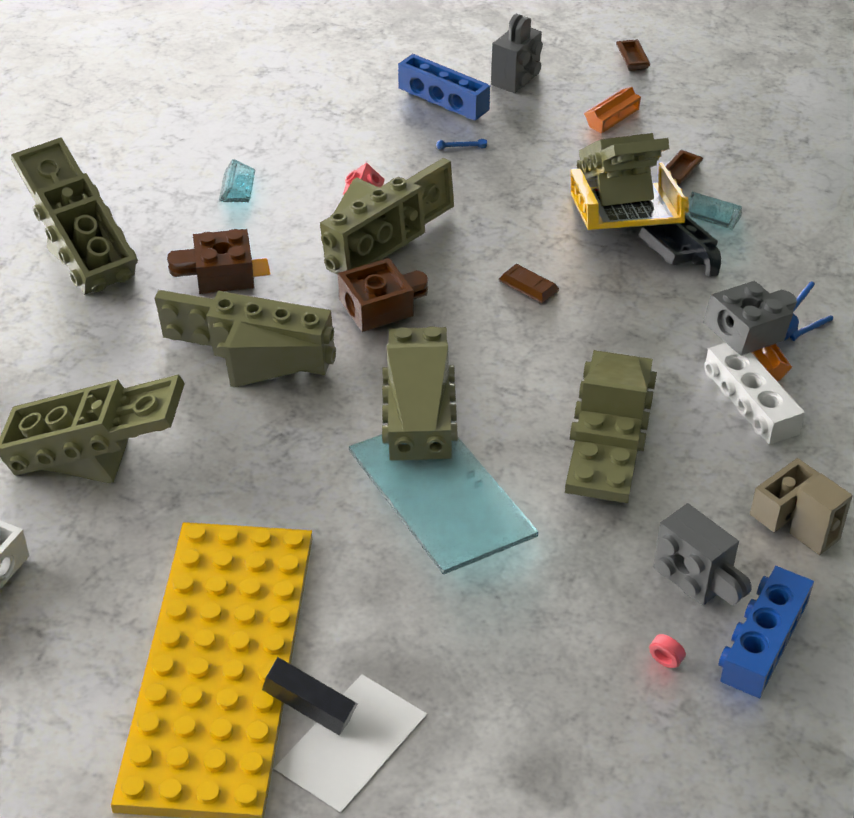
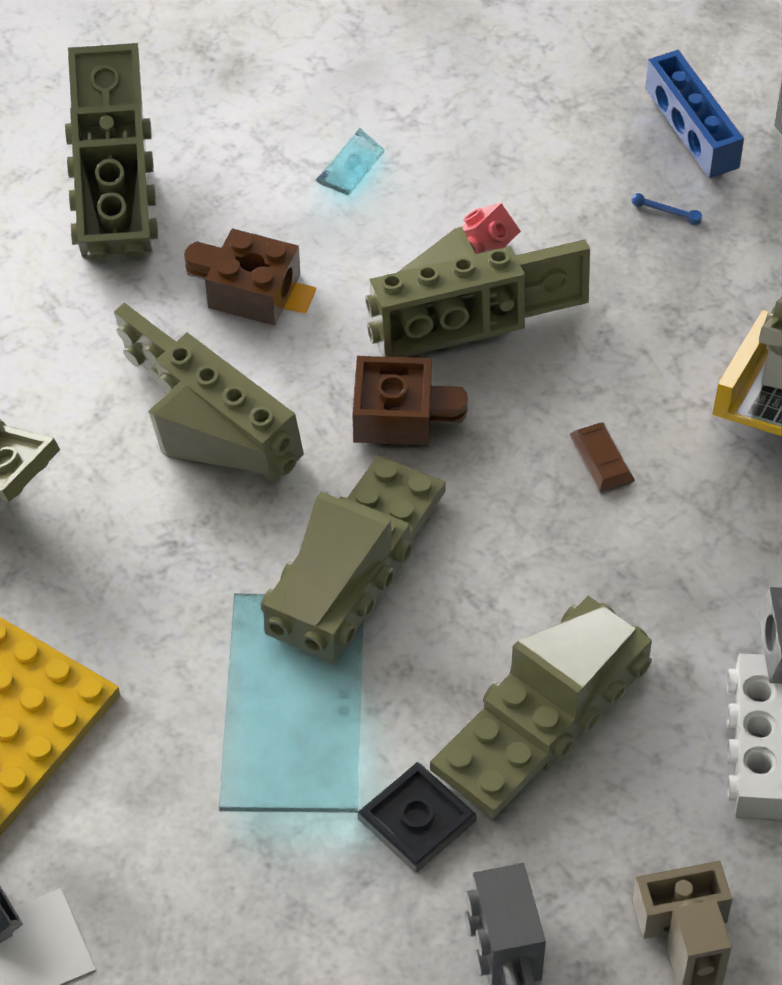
camera: 30 degrees right, 10 degrees up
(575, 525) = (416, 817): none -> black tile

